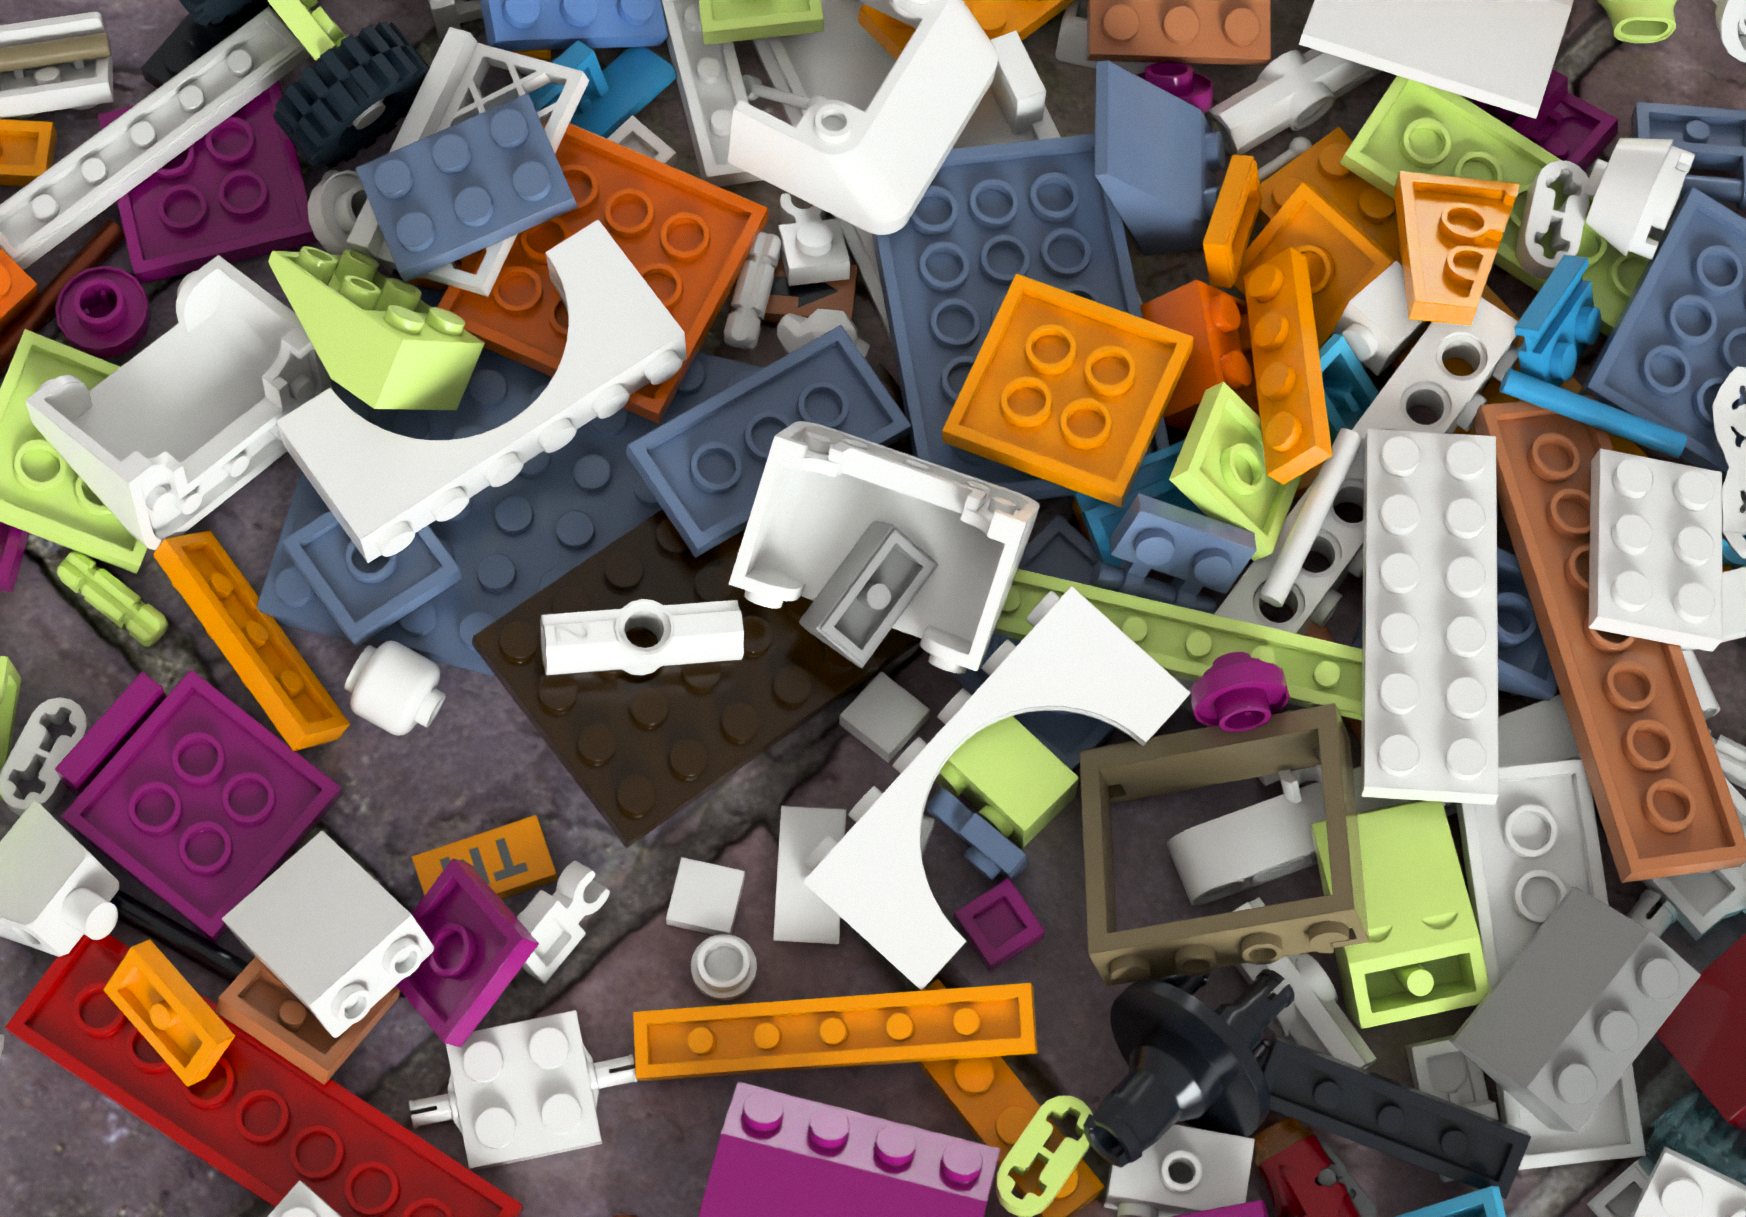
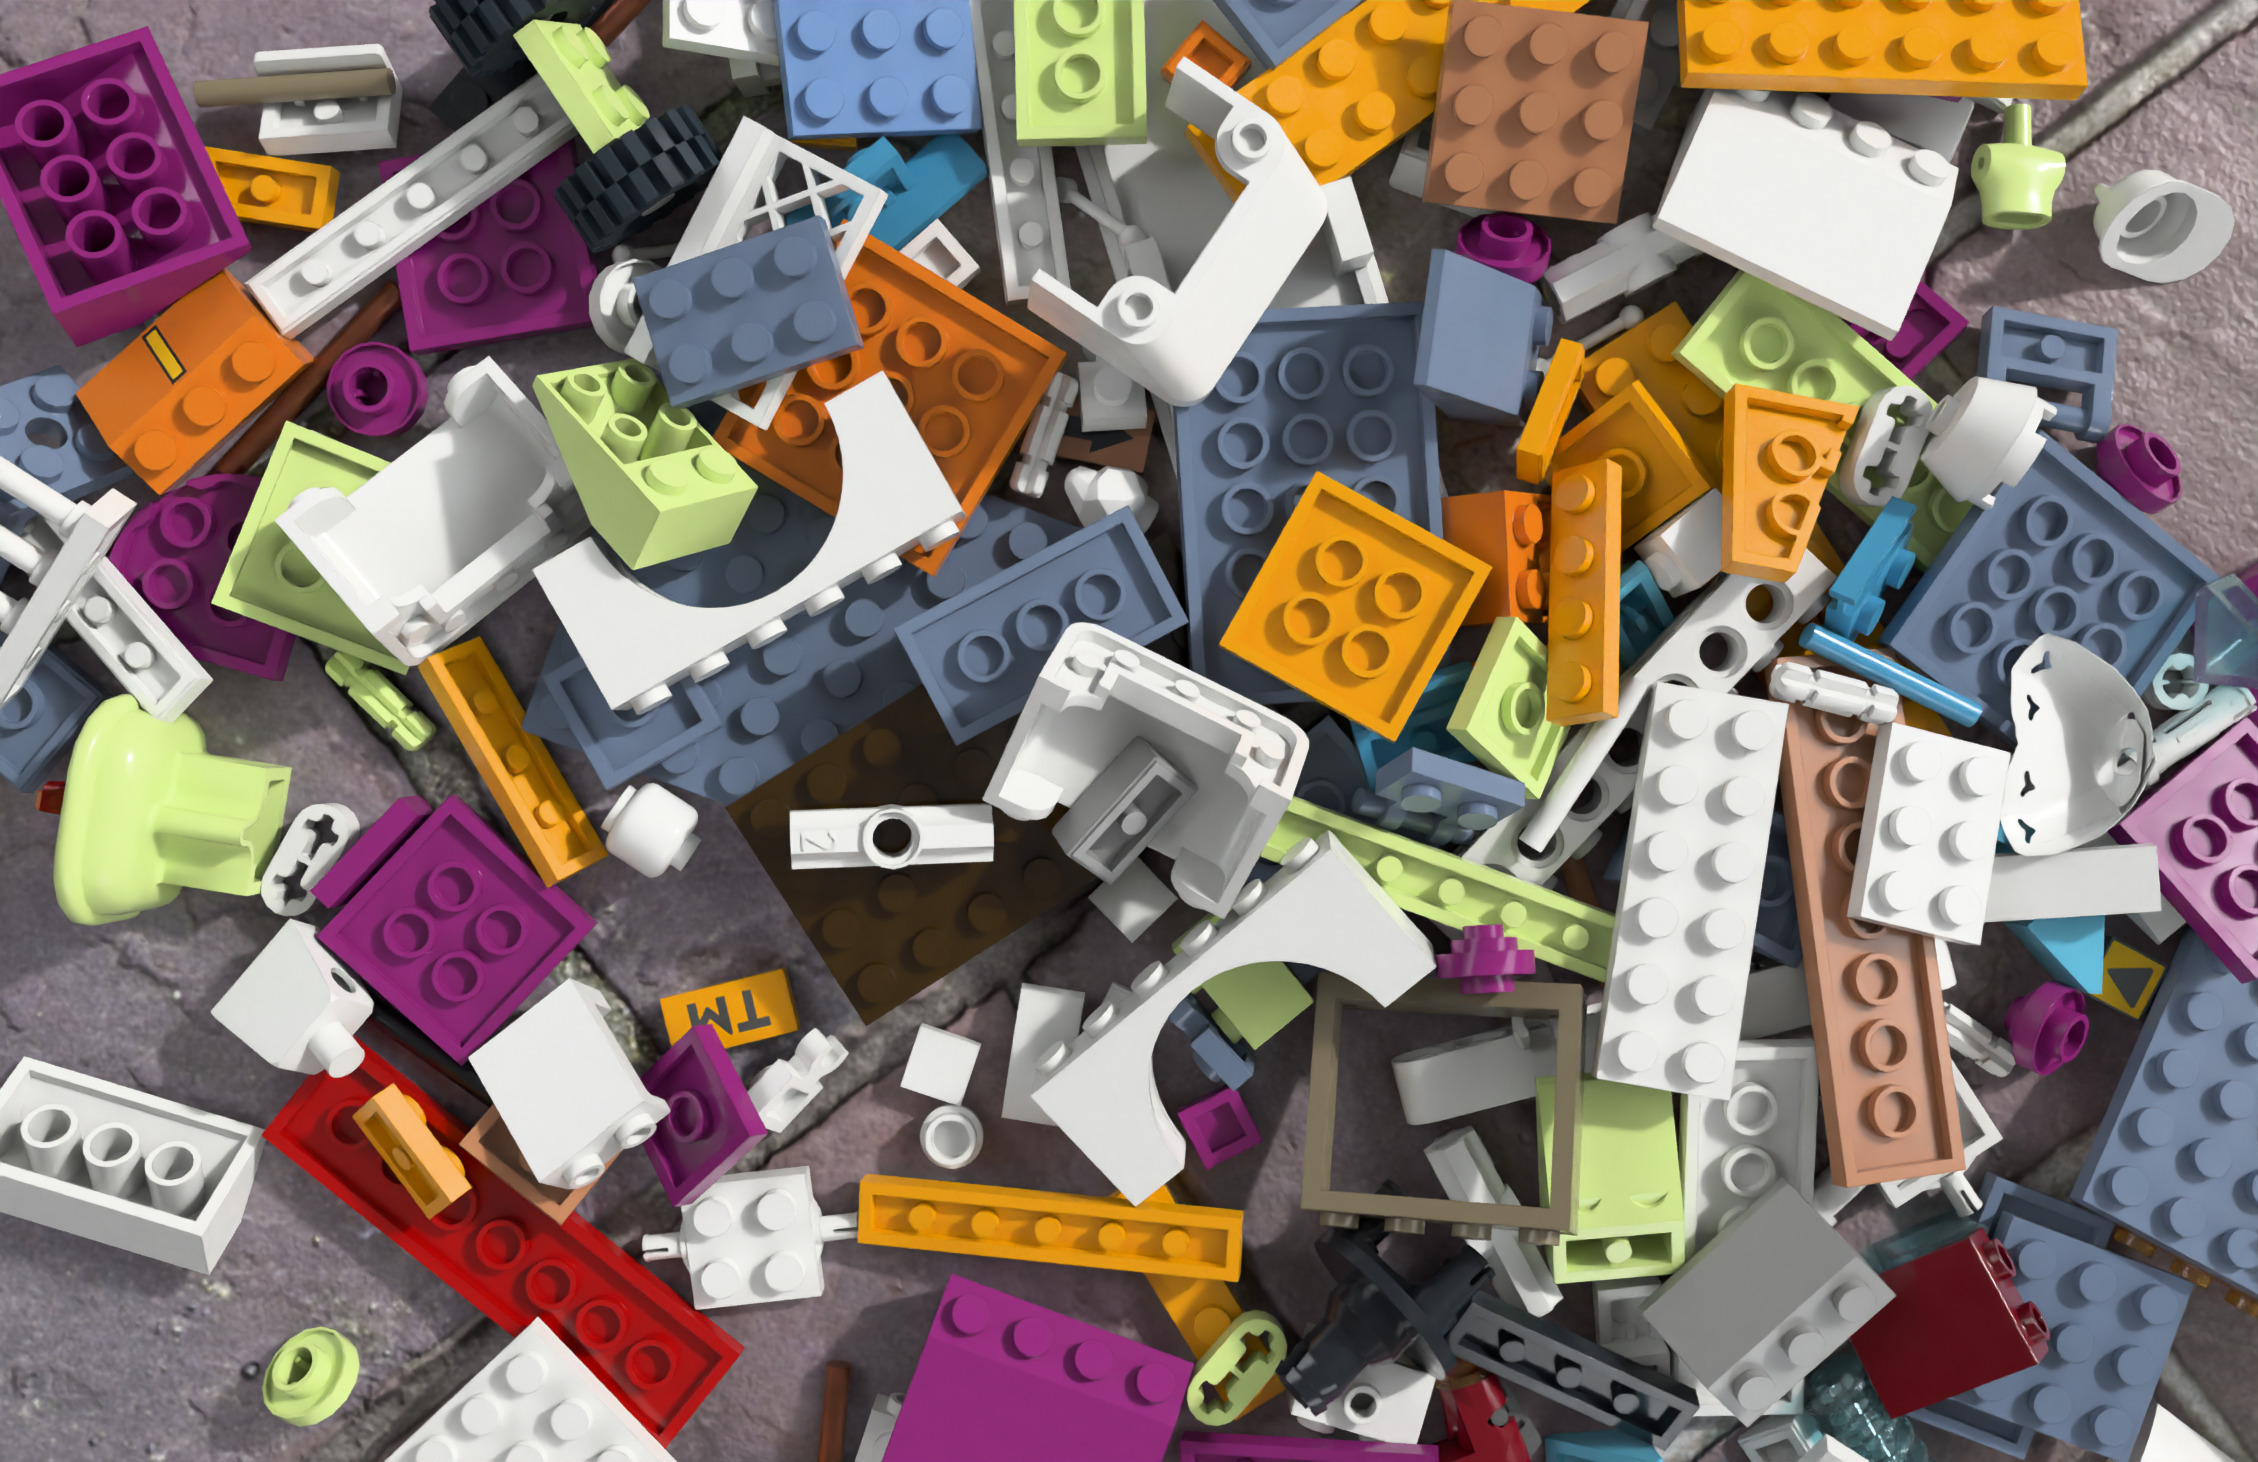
camera: 10 degrees right, 20 degrees up
(1539, 427) = (1833, 693): none -> white axle

